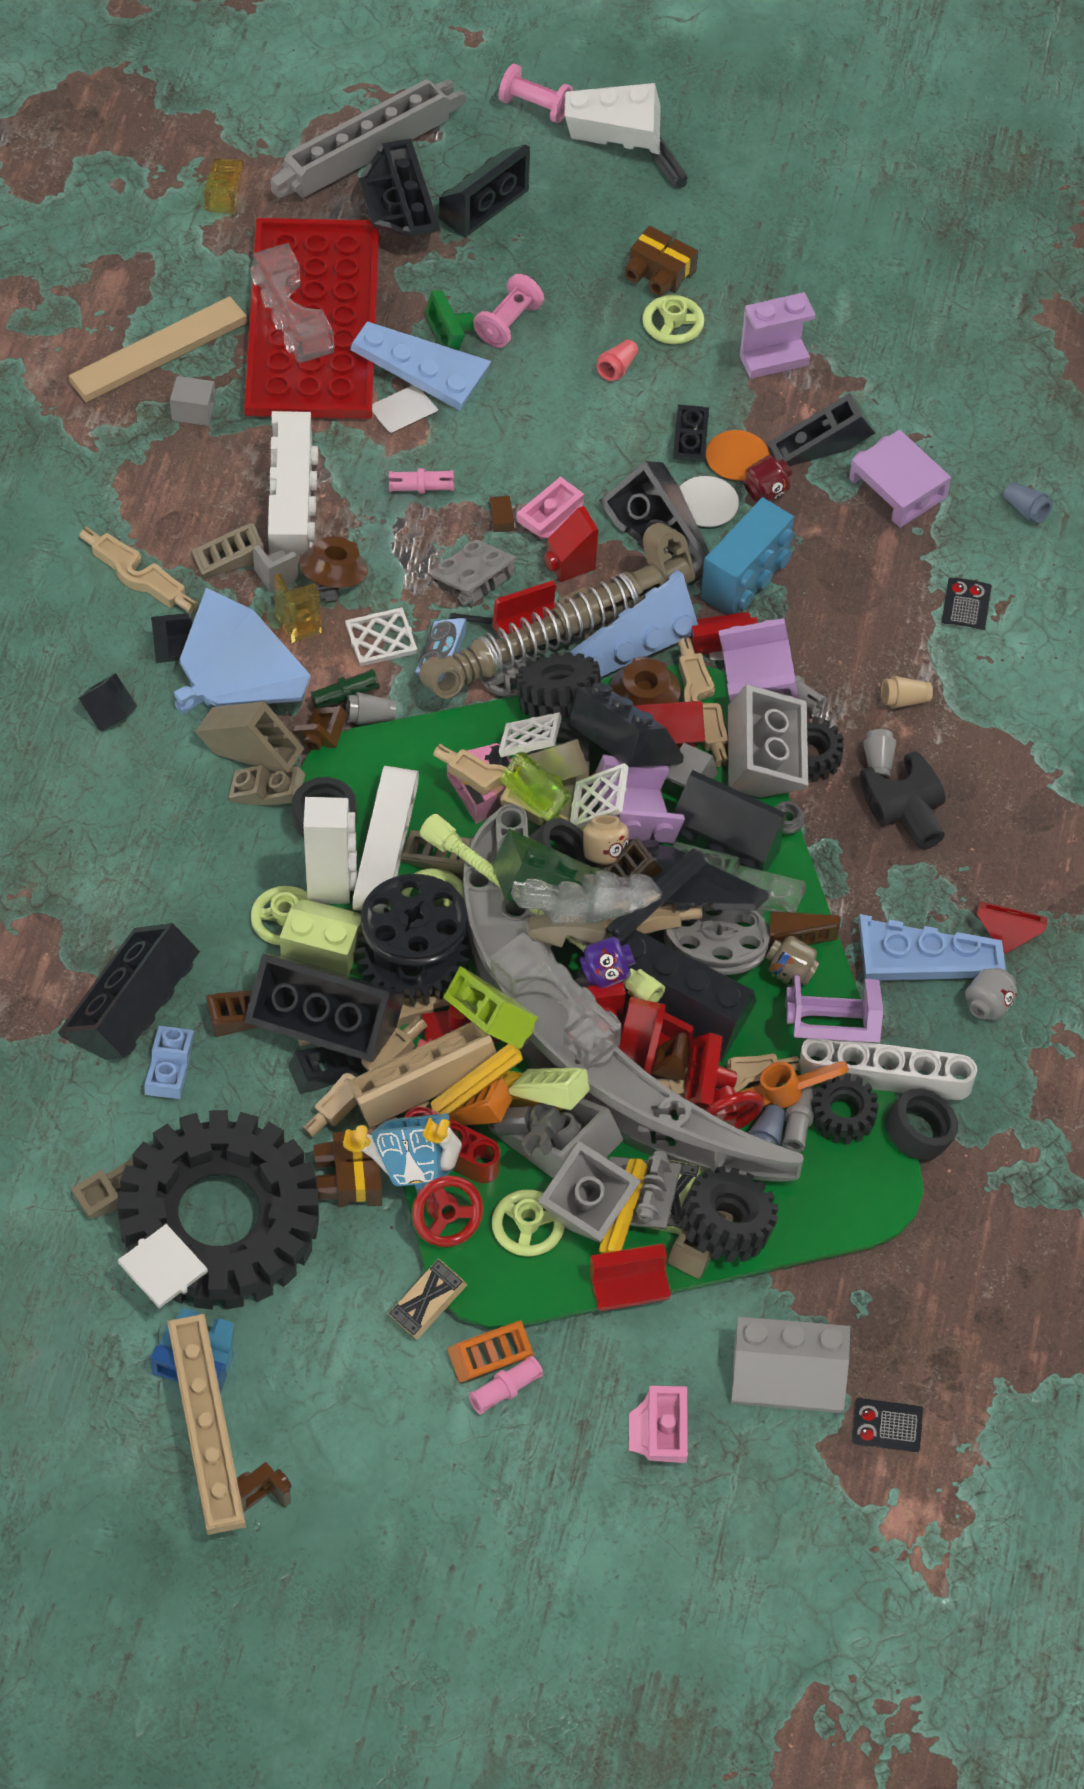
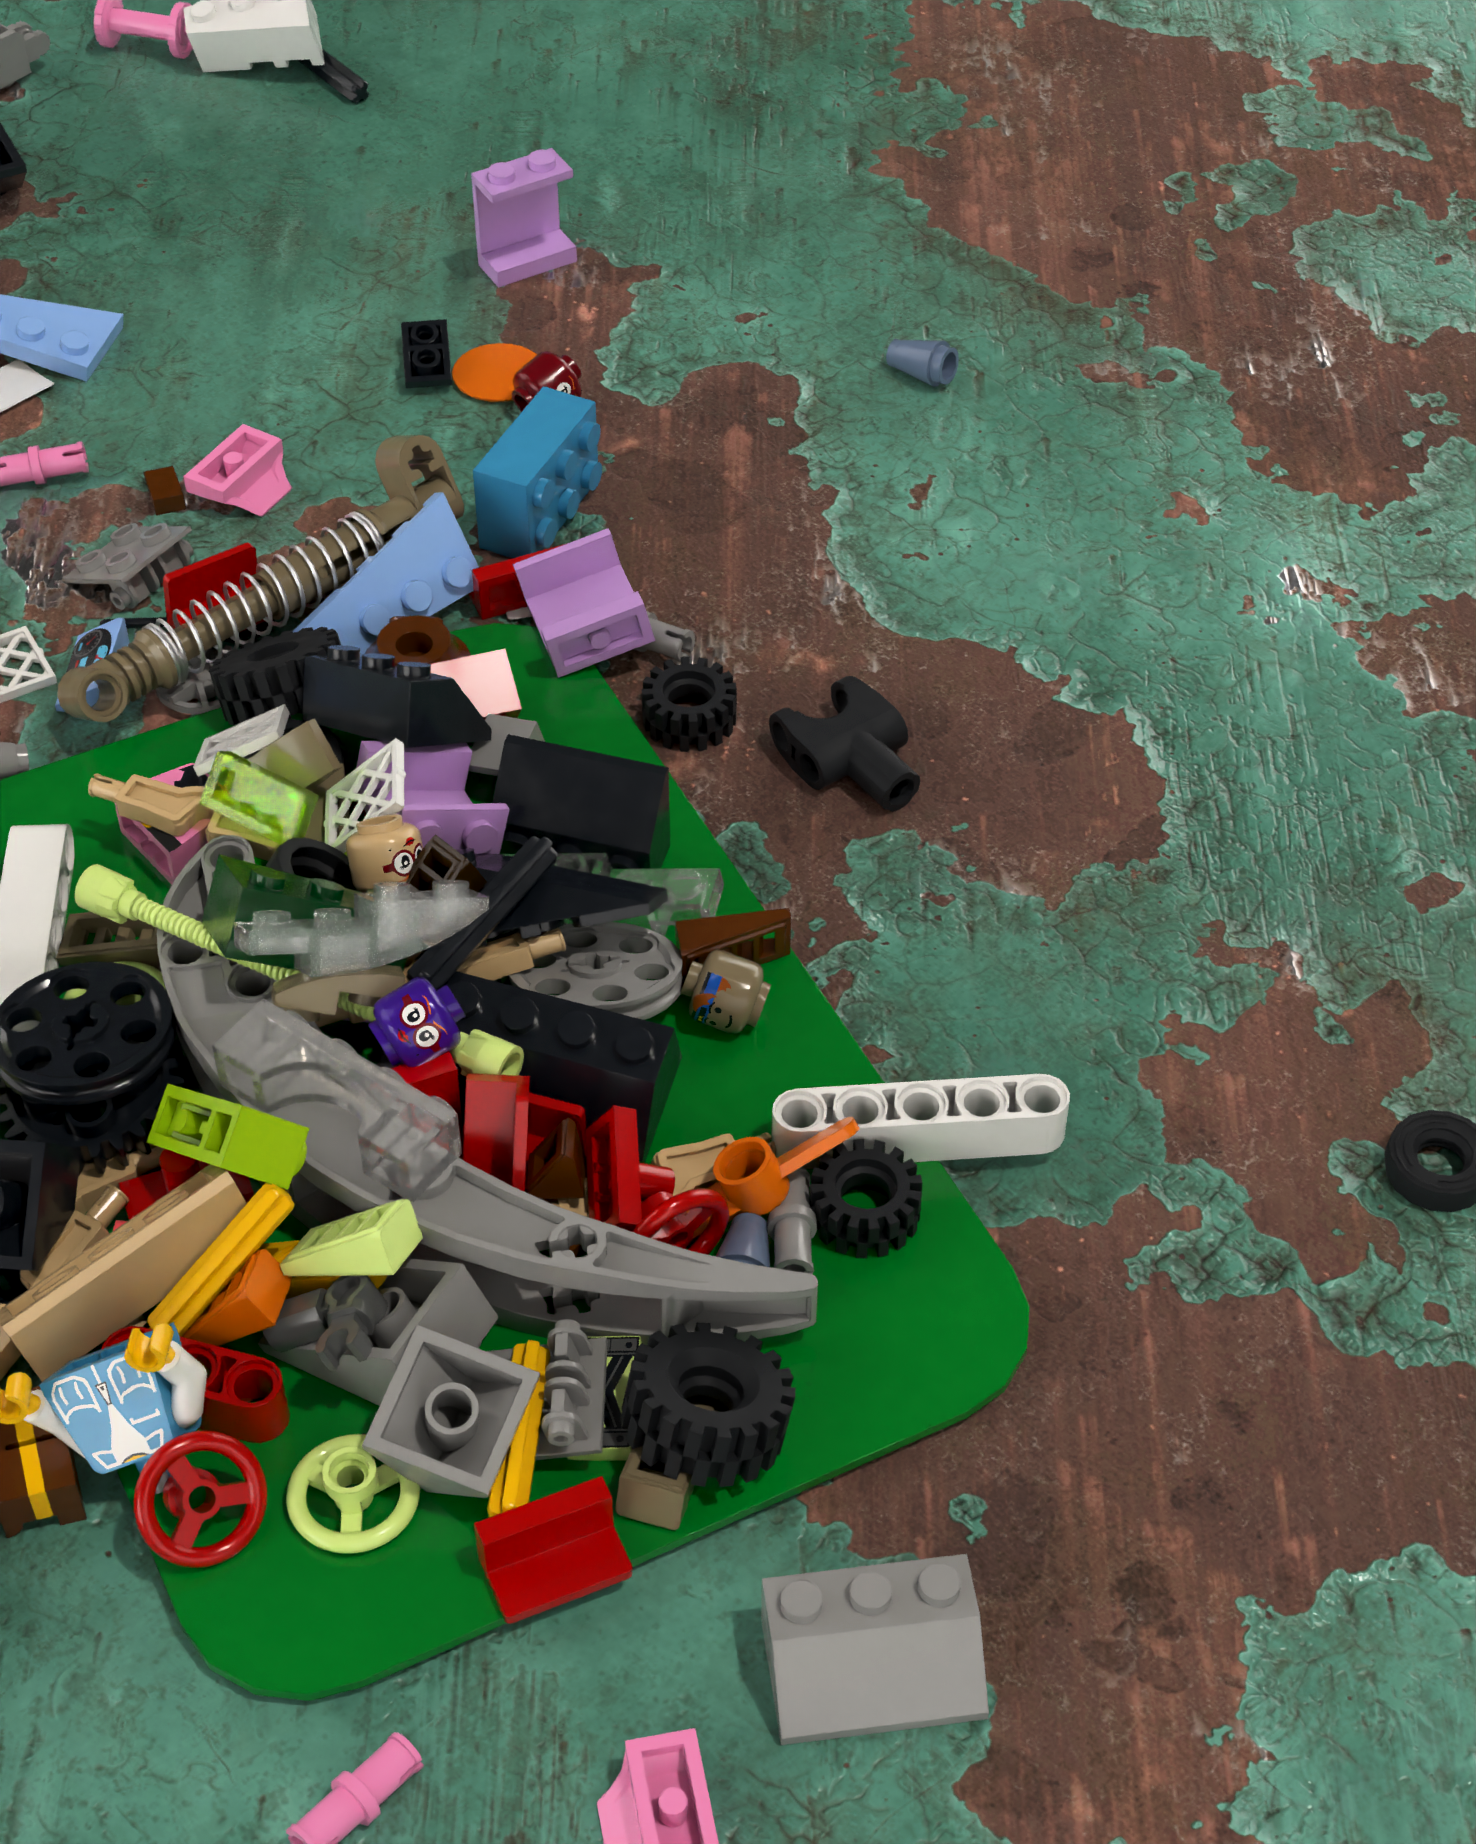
camera: 10 degrees left, 10 degrees down
(427, 1299) = (186, 1668): tile -> none
(446, 325) = (51, 279): green tile -> none
(461, 1360) = (263, 1768): orange slope -> none
(486, 191) = (90, 129): black slope -> none
(522, 295) = (122, 270): bright pink hose -> none
(573, 546) = (275, 501): red slope -> none
(616, 360) = (304, 288): coral cone -> none
(653, 497) = (362, 422): black wedge -> none
(660, 261) = (347, 172): reddish brown hips -> none
(674, 313) = (376, 224): yellowish green piece -> none
(700, 687) = (488, 633): tan piece -> none
(710, 500) = (465, 429): white piece -> none
(767, 742) = (619, 691): light grey slope -> none
(793, 813) = (682, 795): flat silver plate -> none
(824, 433) = (621, 320): black slope -> none
(869, 1009) = (871, 1040): lavender panel -> none
(880, 751) = (791, 684): light grey cone -> none
(887, 1425) = (1073, 1723): black sticker -> none
(901, 476) = (739, 353): lavender panel -> none
(905, 692) = (810, 609): tan cone -> none
(918, 954) = (908, 955): light blue wing -> none
(938, 1113) = (990, 1226): black tyre -> none
(966, 603) = (869, 494): black sticker -> none
(992, 993) = (1055, 982): light grey head -> none
(1010, 925) = (1054, 891): red slope -> none

